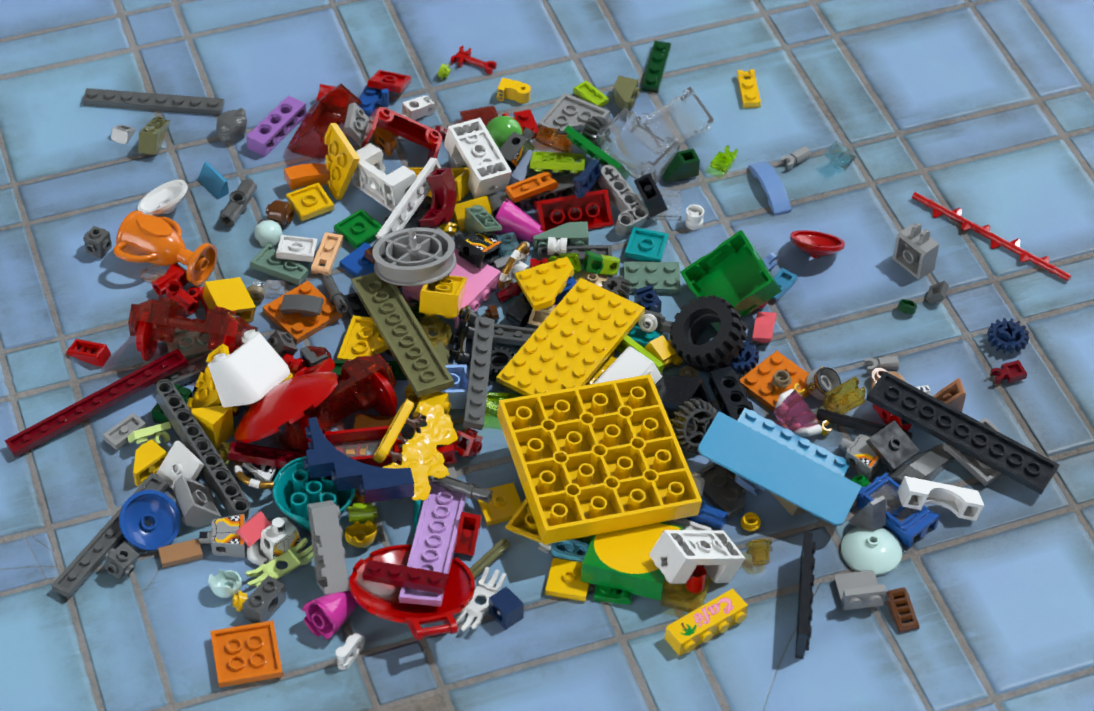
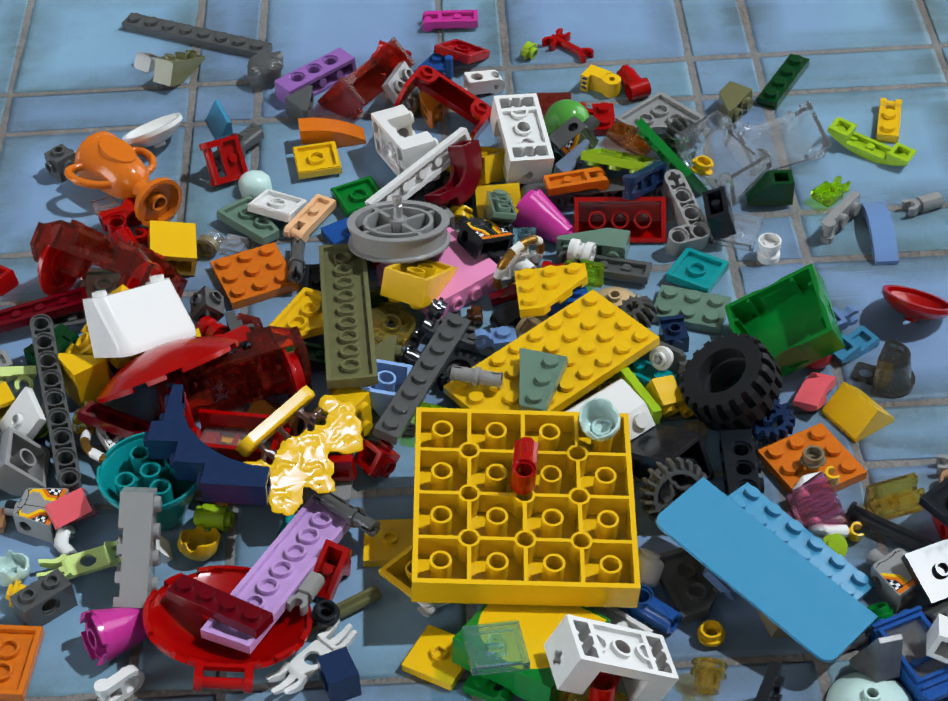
camera: 20 degrees right, 5 degrees down
(242, 213) = (230, 157): none -> red plate
(275, 155) = (300, 103): none -> dark grey slope
(278, 538) = (94, 525): white torso -> none
(280, 212) = (276, 164): reddish brown head -> none
(303, 304) = (251, 264): dark grey slope -> none
(340, 161) = (360, 119): yellow plate -> none
(365, 52) = (449, 19): none -> dark pink plate
(459, 553) = (306, 592): none -> light grey bar
(479, 561) = (328, 607): none -> black plate
(522, 329) = (496, 338): none -> medium blue plate
(523, 365) = (476, 376): none -> light grey pin
(542, 91) = (633, 84): none -> red piece
(569, 358) = (539, 378): none -> sand green wing
(571, 550) = (456, 613): medium azure plate -> none
(590, 94) = (691, 97): lime plate -> none
(595, 429) = (524, 466): none -> red piece
(600, 263) = (630, 281): leg -> none
(615, 564) = (495, 647): none -> clear light blue plate
(625, 156) = (702, 165): none -> yellow plate
(635, 383) = (599, 419): none -> light aqua hair
(738, 181) = (839, 216): none -> light grey plate
(741, 116) = (868, 148): none -> lime slope
(797, 338) = (855, 412): none -> yellow slope
(815, 305) = (892, 374): none -> clear smoke container
(816, 439) = (836, 543): none -> lime plate
(821, 381) = (867, 470): light grey piece -> none

